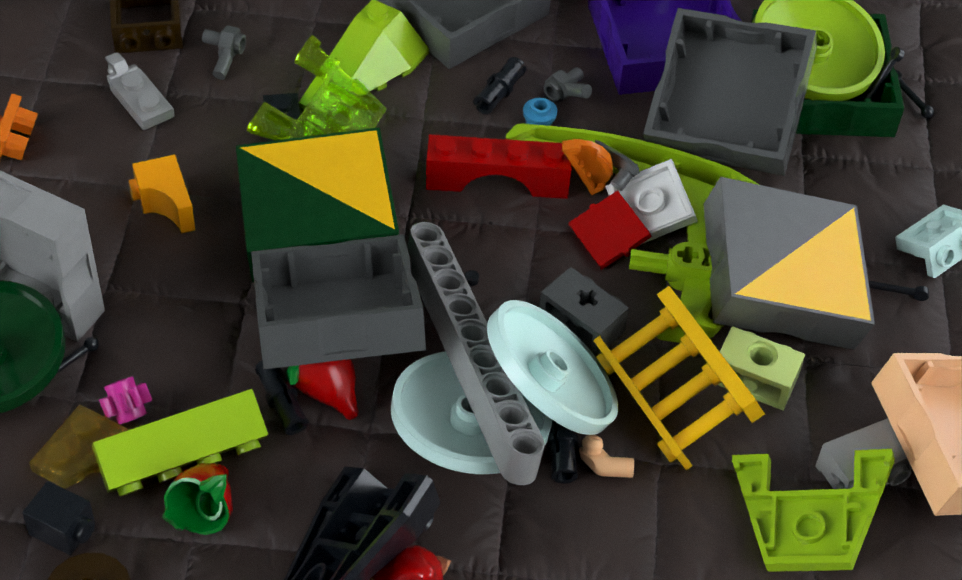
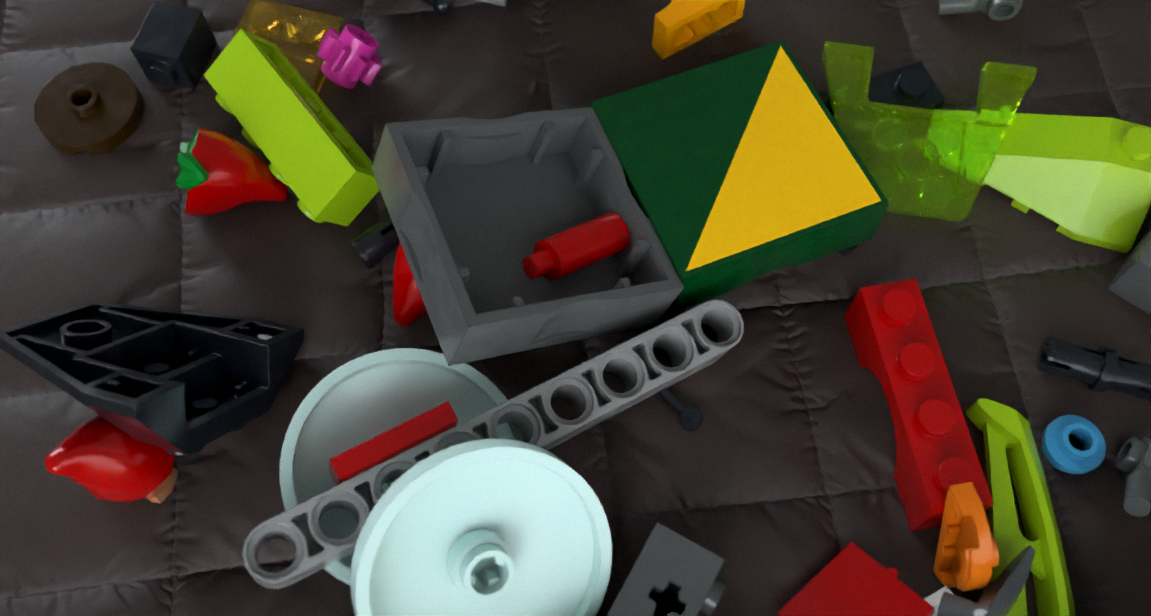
camera: 80 degrees right, 15 degrees up
(353, 282) = (577, 247): none -> red cylinder
(466, 395) = (392, 443): none -> red tile

